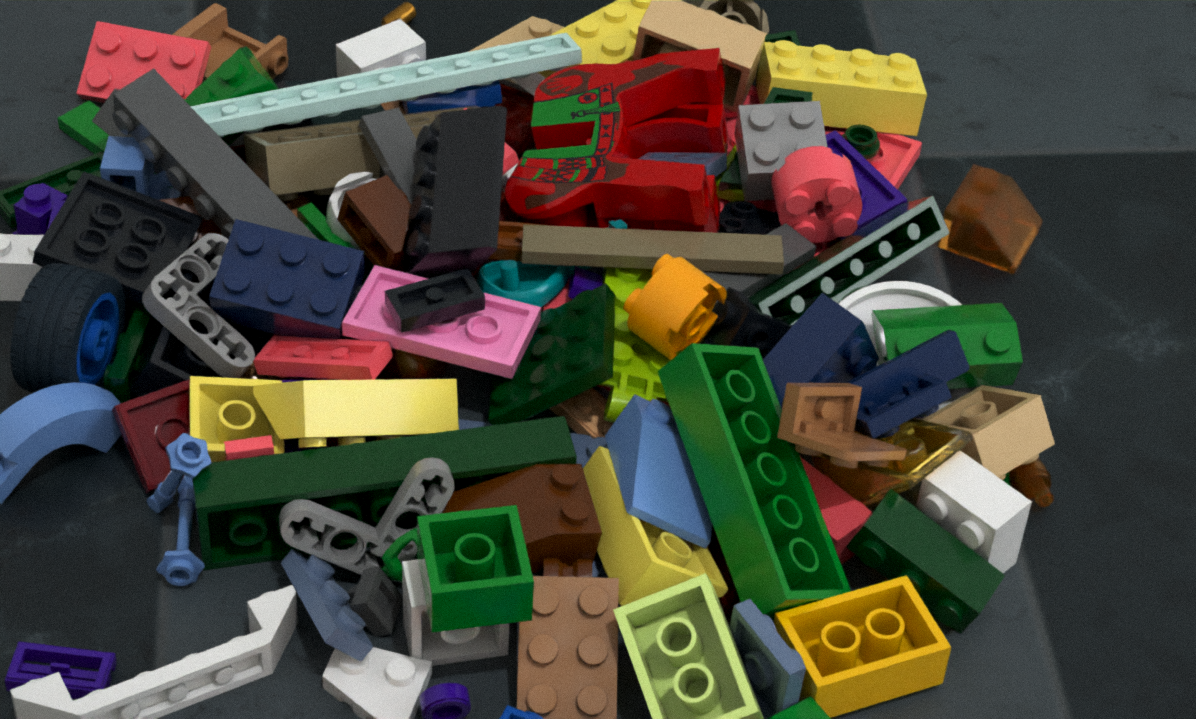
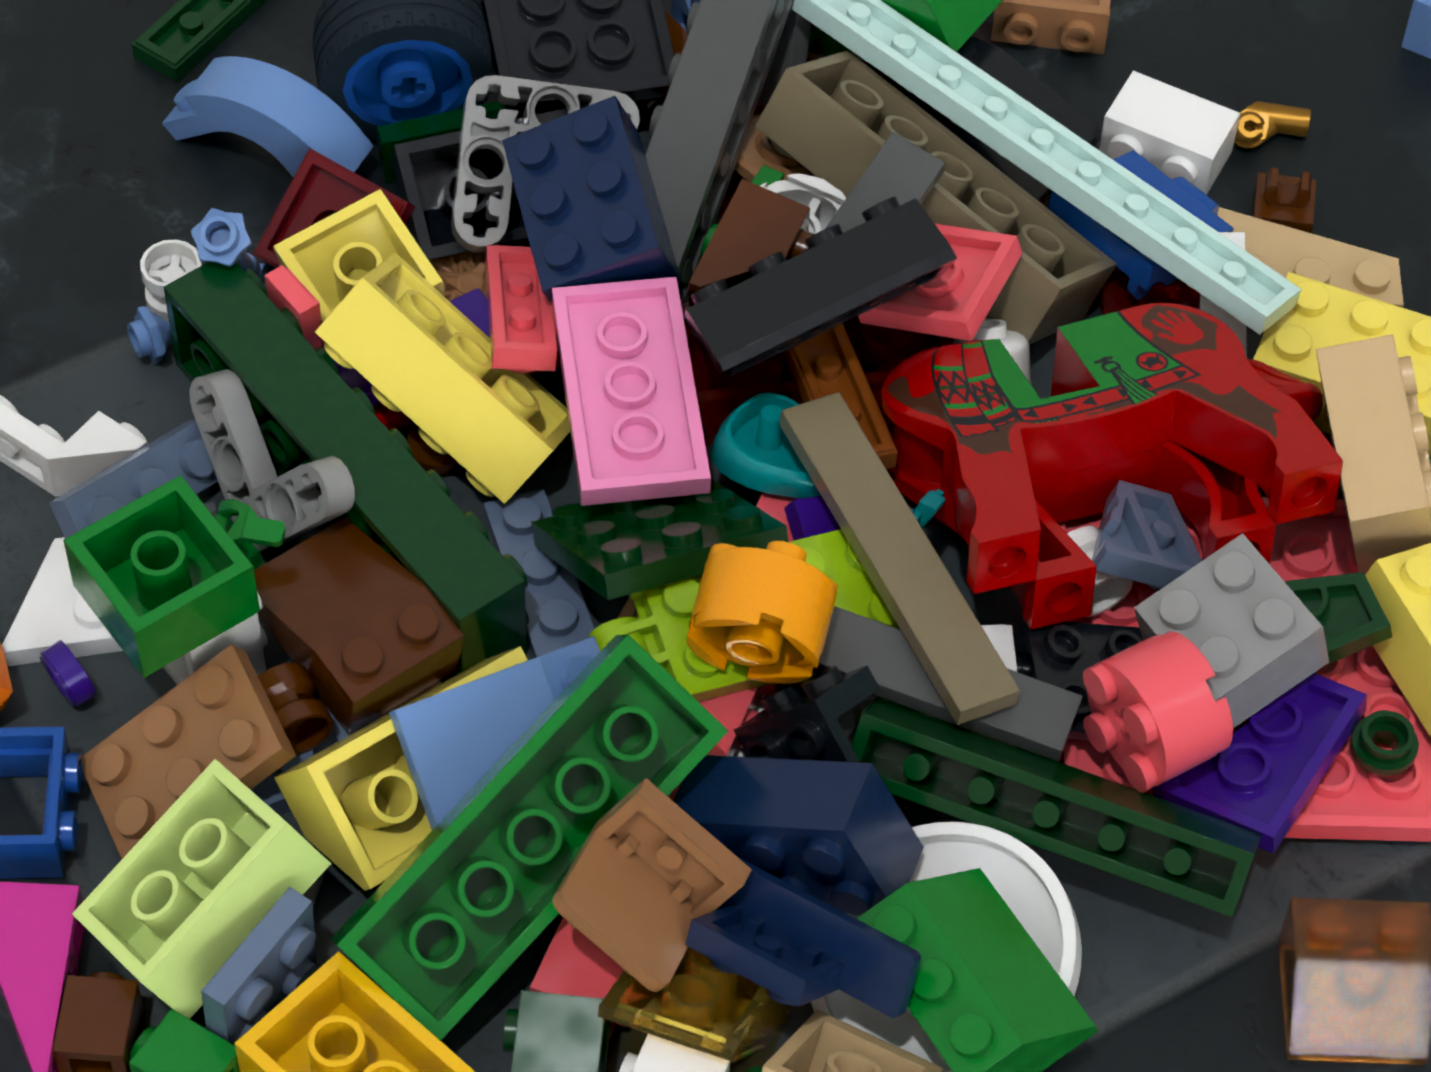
camera: 65 degrees right, 10 degrees up
(145, 535) = (162, 265): none -> white wheel
(434, 300) = (628, 357): black plate -> none
(458, 37) = (1285, 199): none -> reddish brown tile

